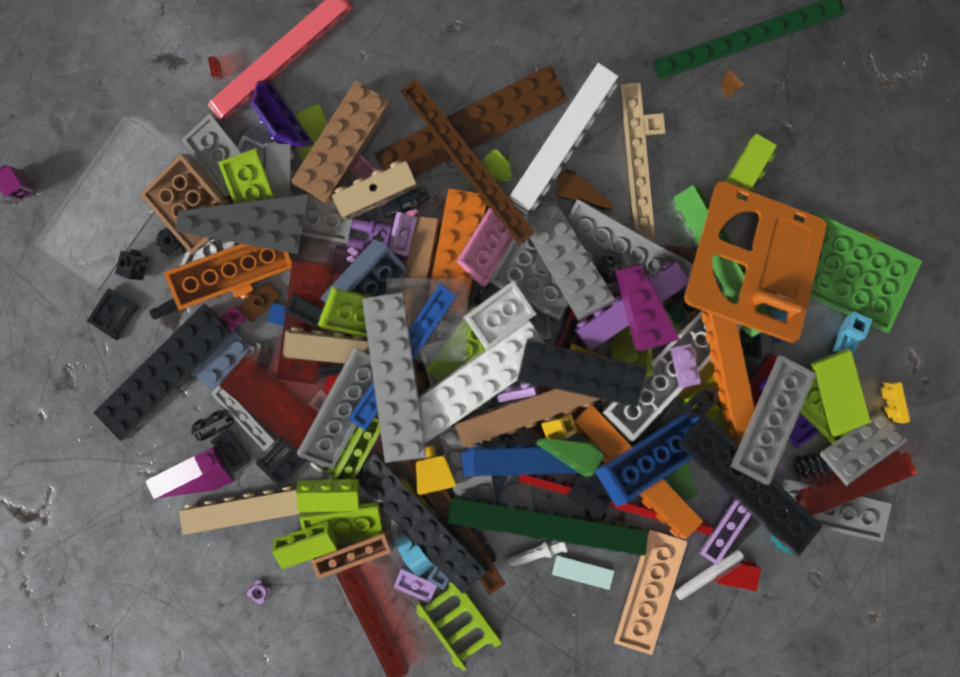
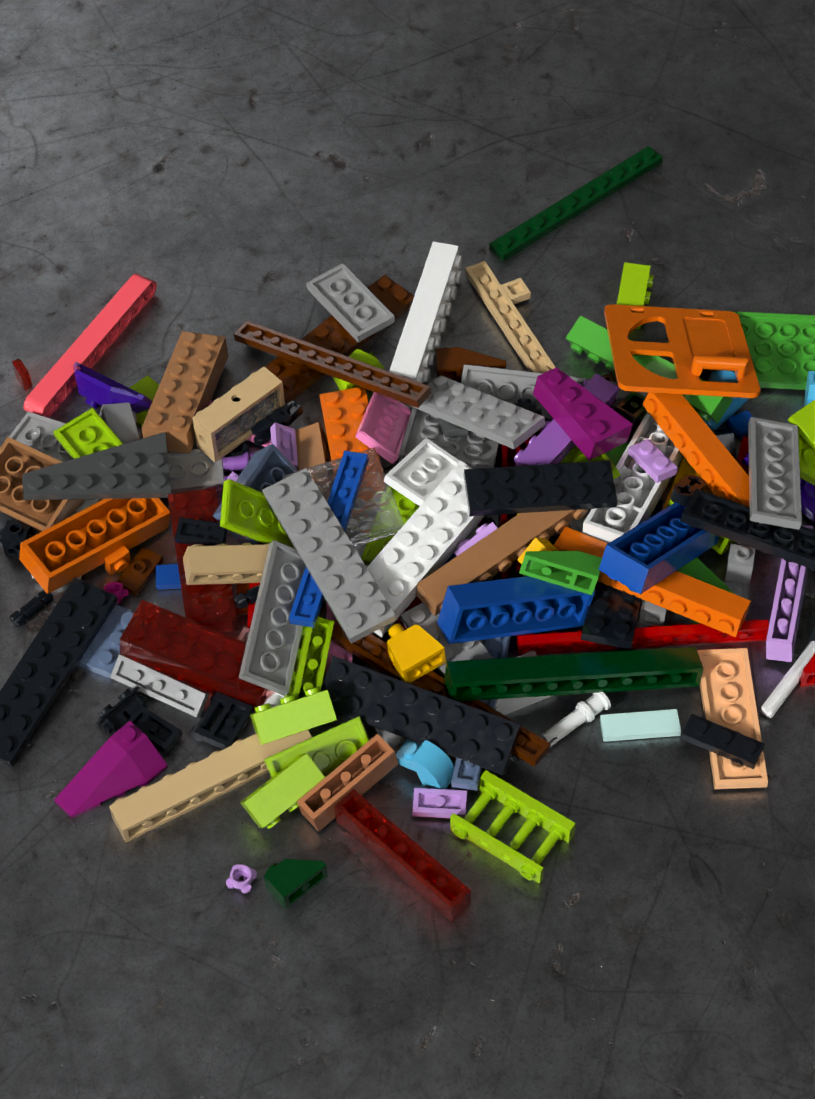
camera: 15 degrees left, 35 degrees down
(292, 608) = (294, 879): none -> dark green slope
(508, 93) = (350, 302): none -> light grey plate
(633, 614) = (722, 741): none -> black plate
(729, 84) = (577, 241): clear orange tile -> none

